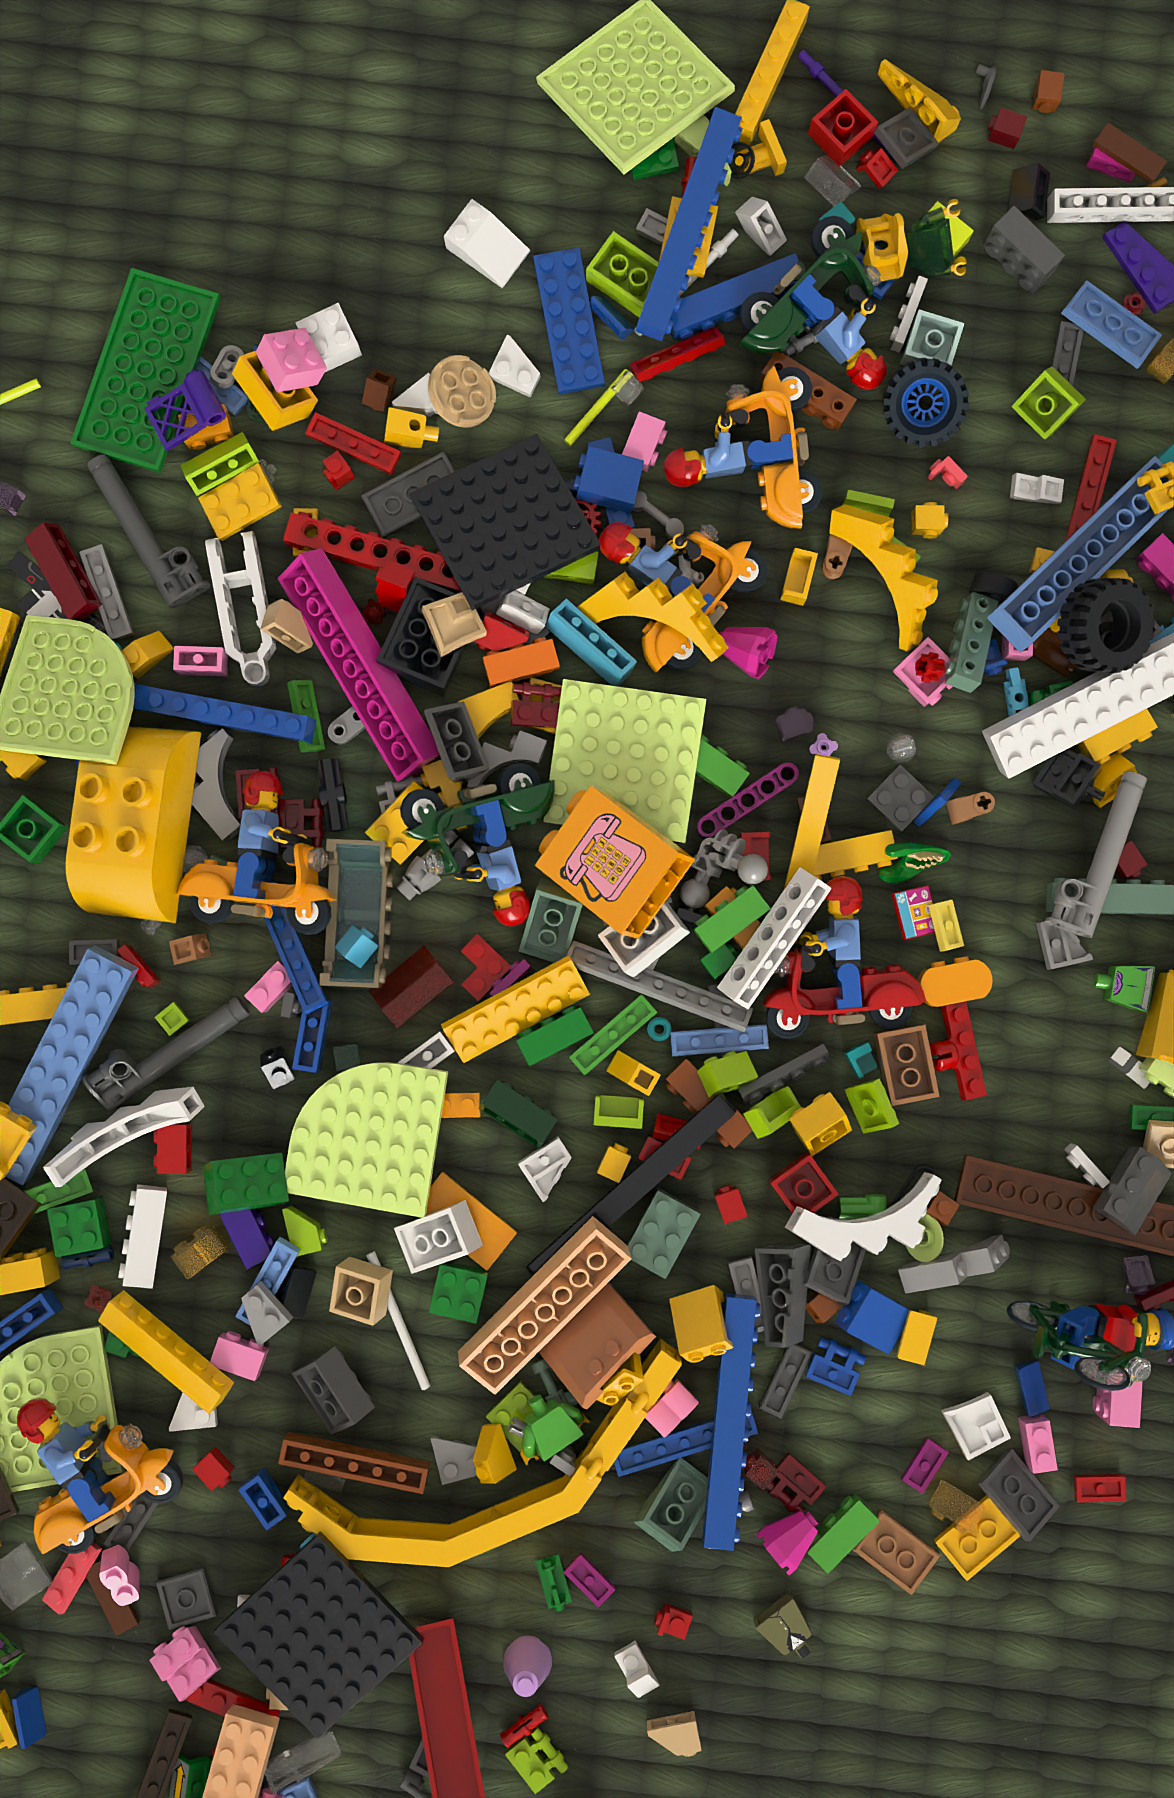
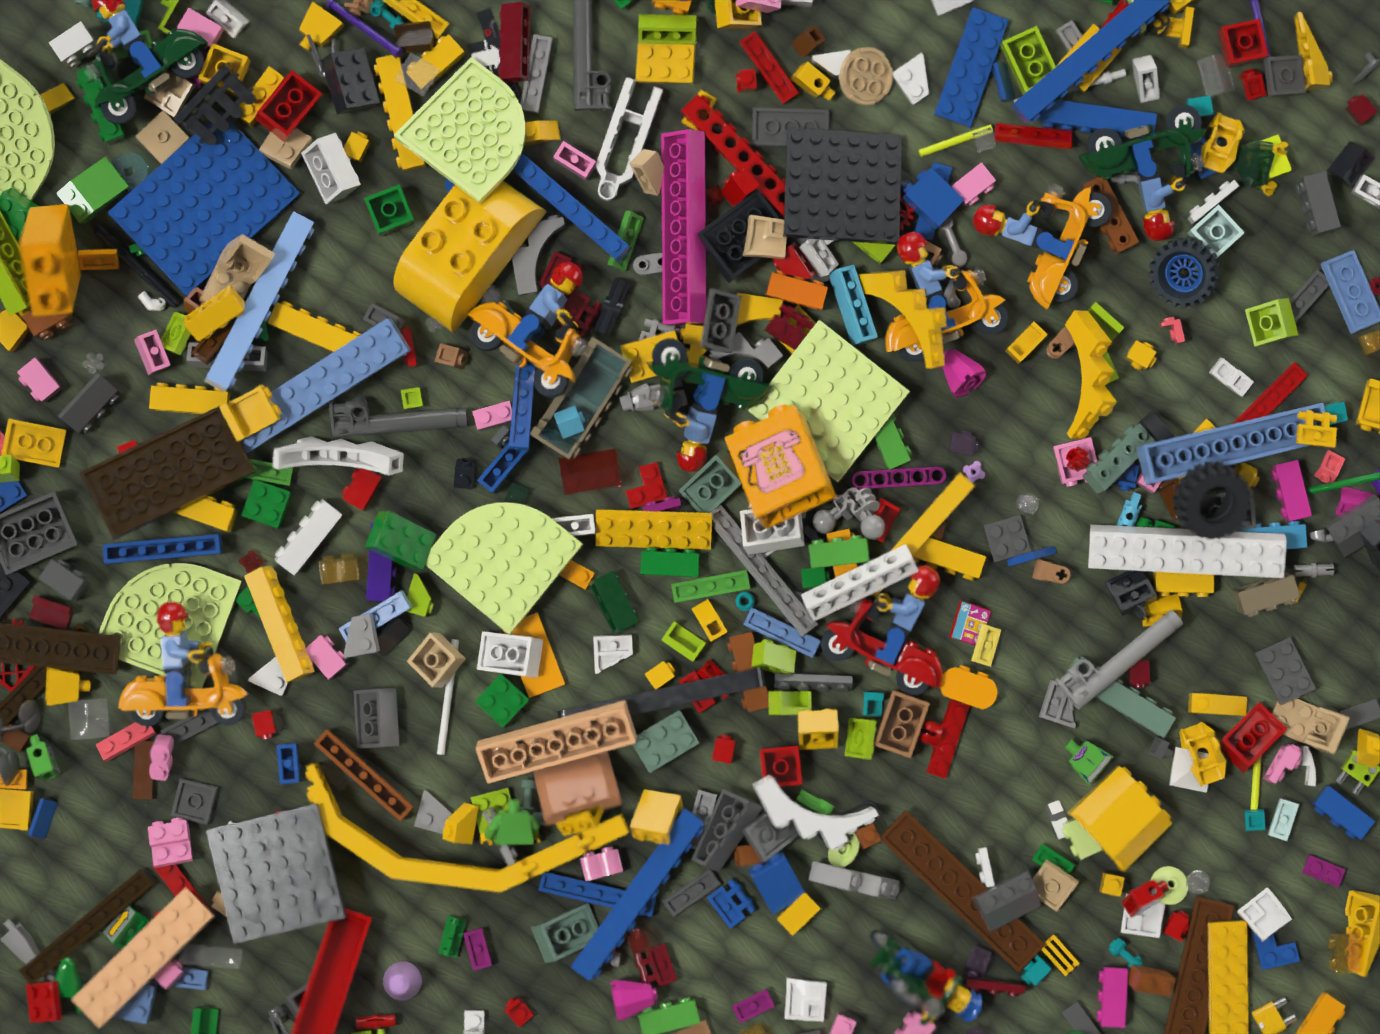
camera: 25 degrees right, 0 degrees up
(102, 1254) = (250, 525): dark blue pin -> none
(914, 859) = (991, 587): green animal -> none
(1032, 1388) = (858, 997): blue slope -> none

